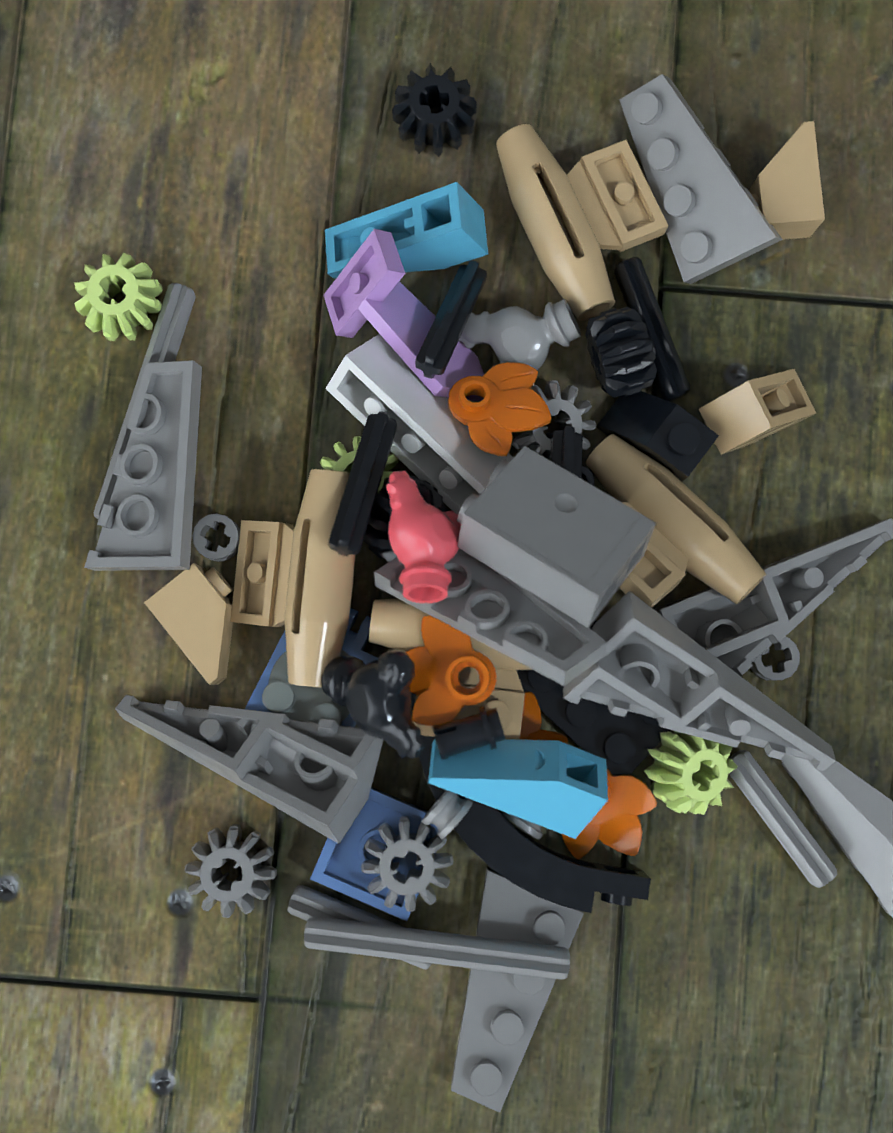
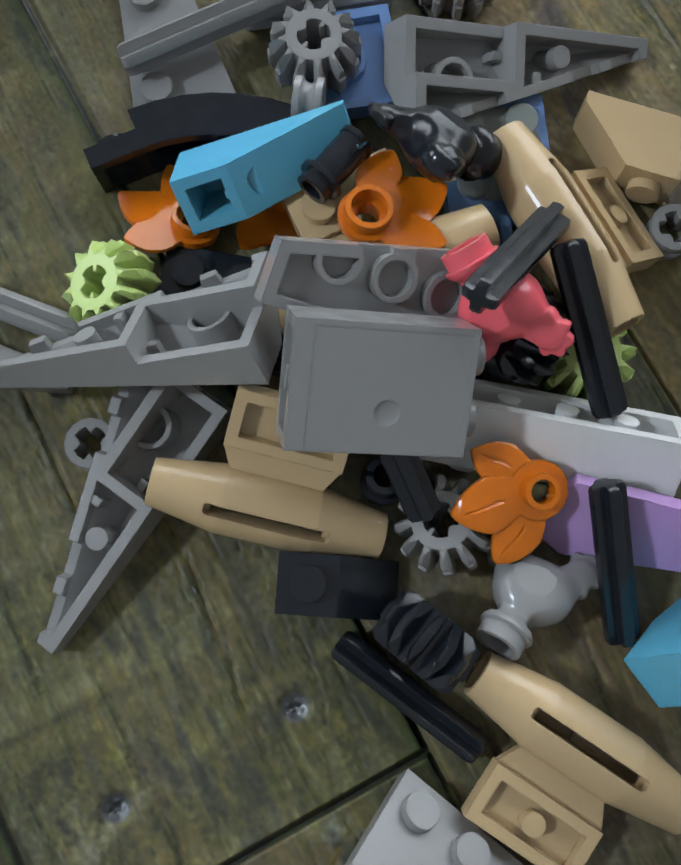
camera: 150 degrees right, 5 degrees down
(396, 554) = (515, 258): none -> black axle
(757, 410) = (249, 676): tan slope -> none

